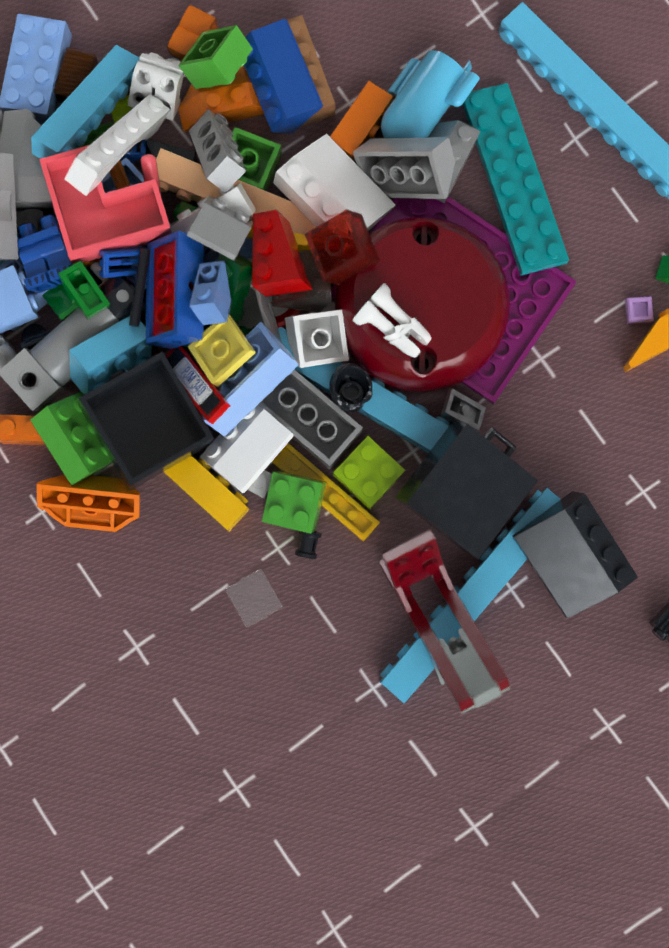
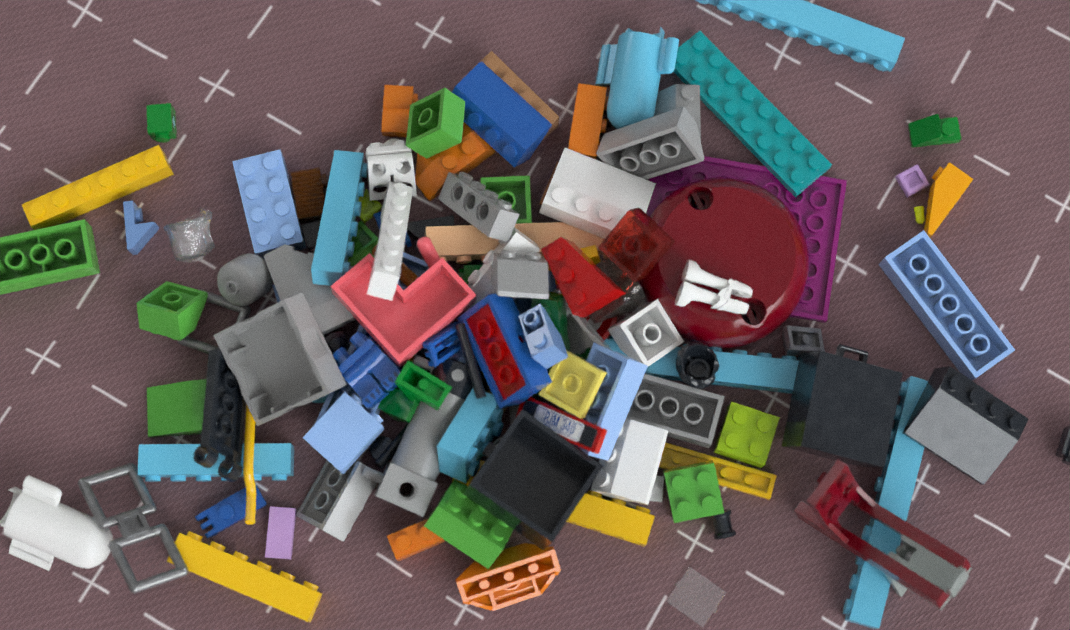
camera: 25 degrees left, 5 degrees down
(612, 438) = (946, 306): none -> light blue brick
(630, 345) = (919, 214): none -> neon yellow piece

